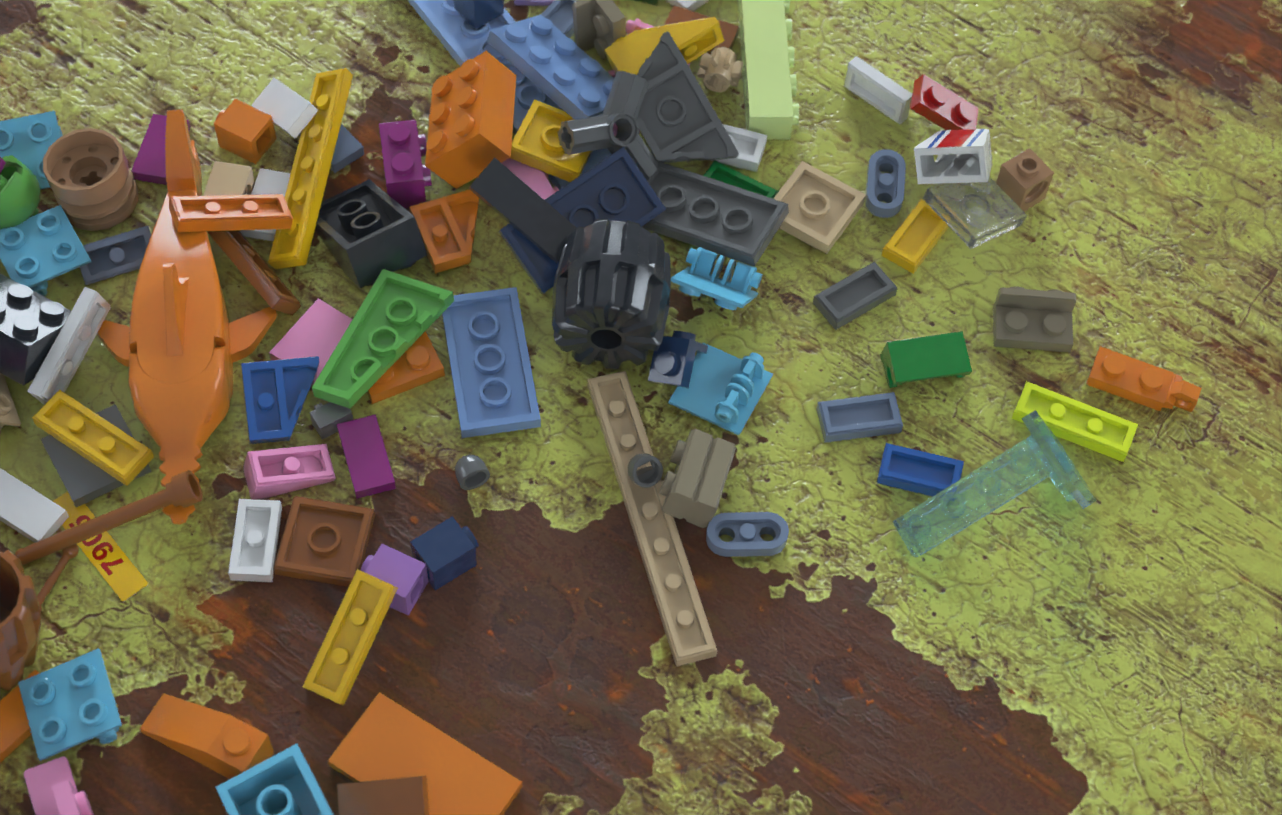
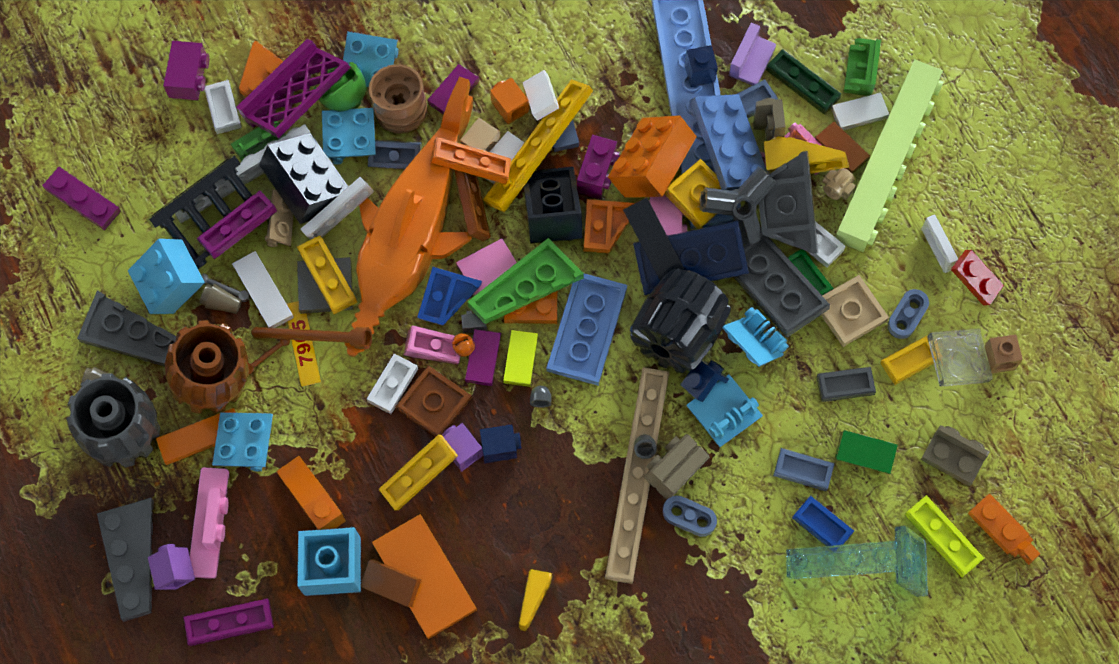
camera: 30 degrees right, 10 degrees up
(335, 449) = (464, 348): none -> orange hinge
(418, 436) = (520, 358): none -> neon yellow tile
(590, 714) = (536, 588): none -> yellow slope
(961, 157) = (962, 318): white torso -> none

